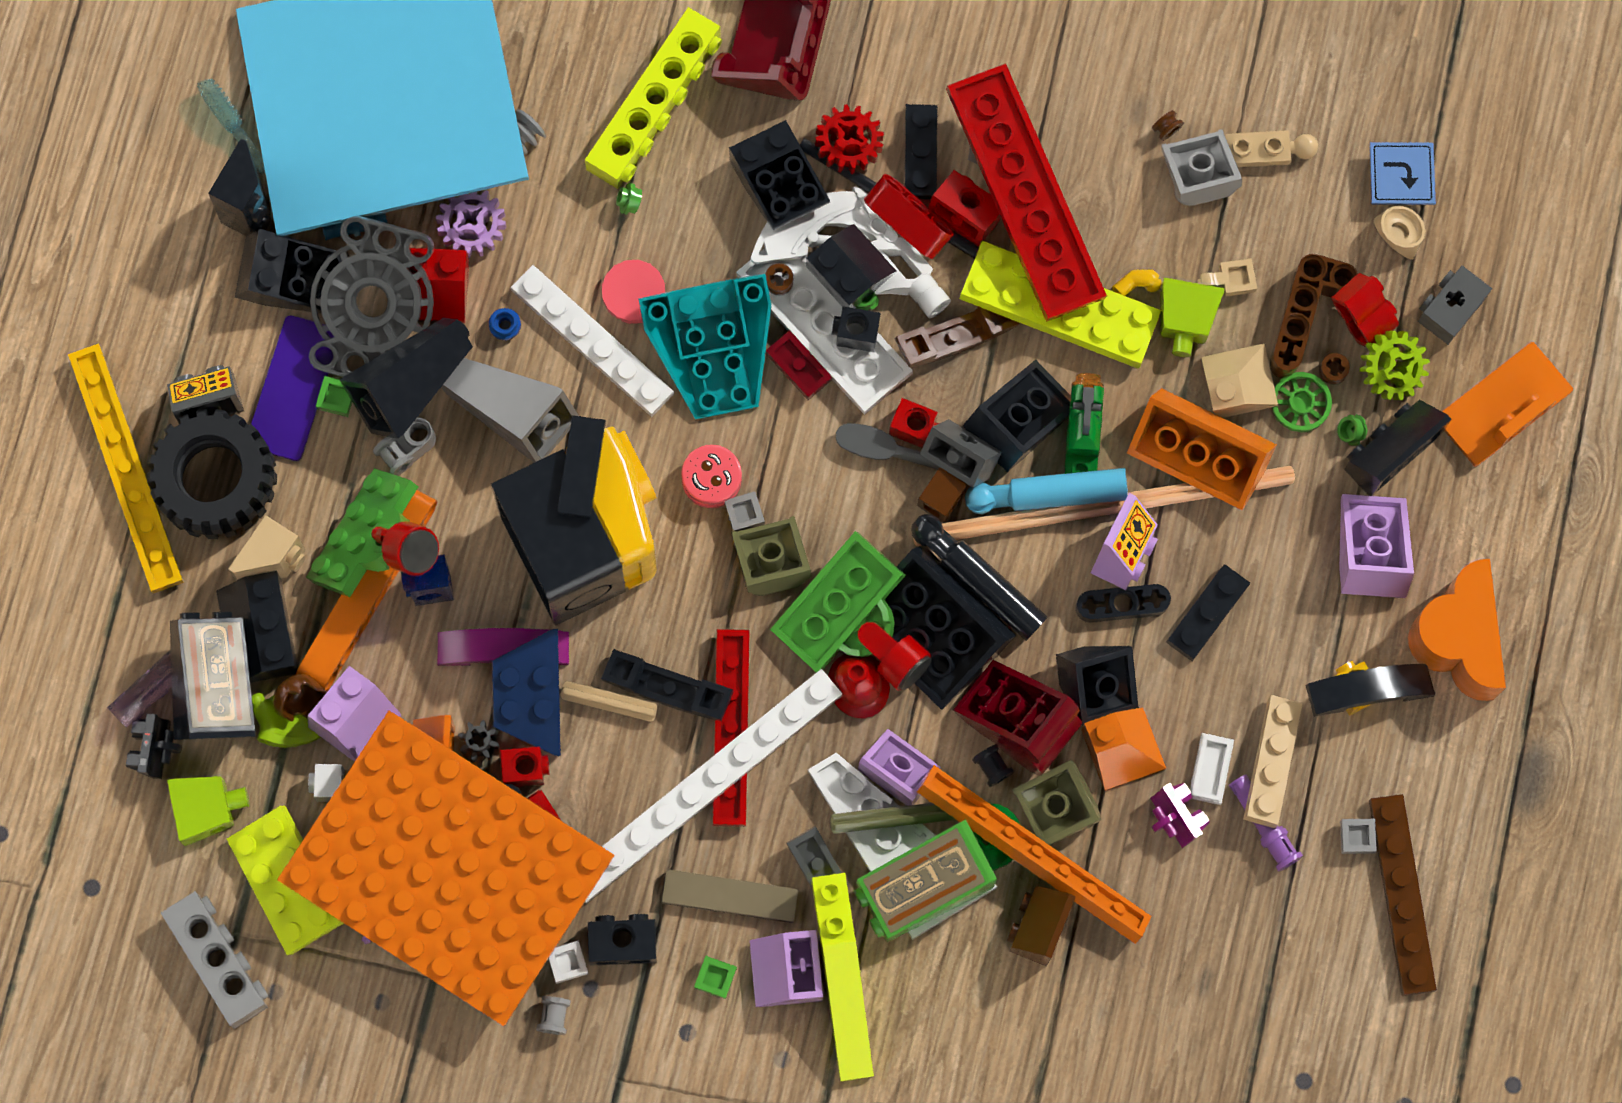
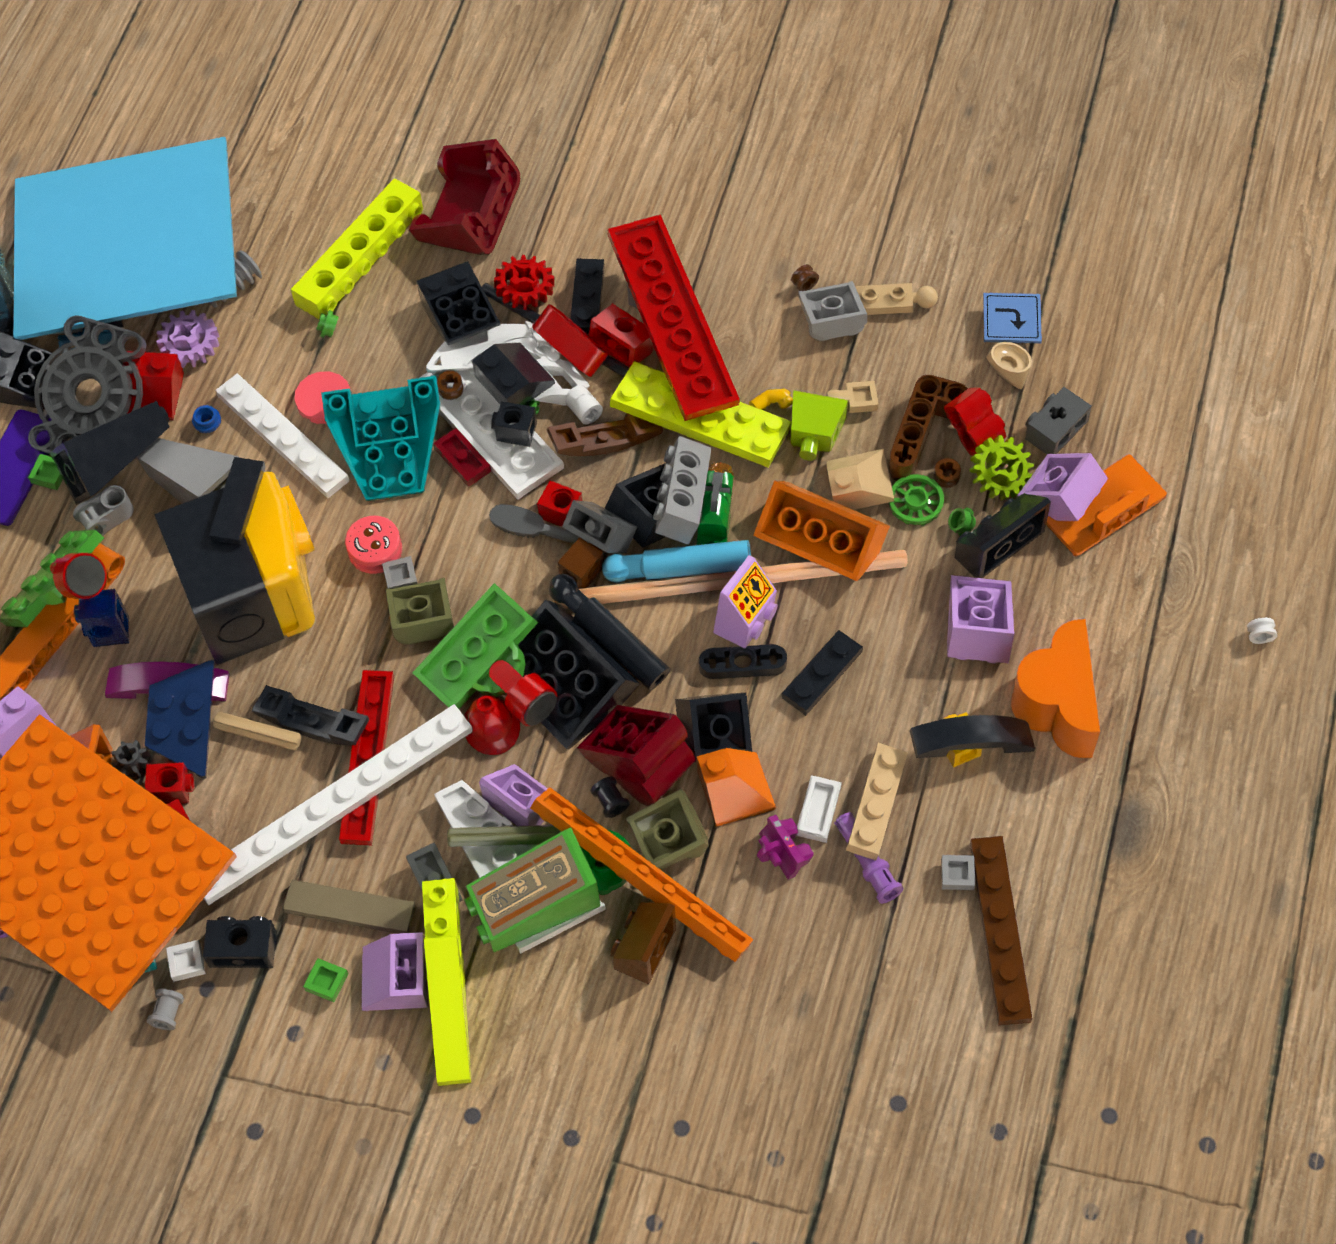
camera: 10 degrees right, 15 degrees down
(1050, 408) = (682, 489): none -> light grey brick
(1463, 387) = (1068, 482): none -> lavender slope

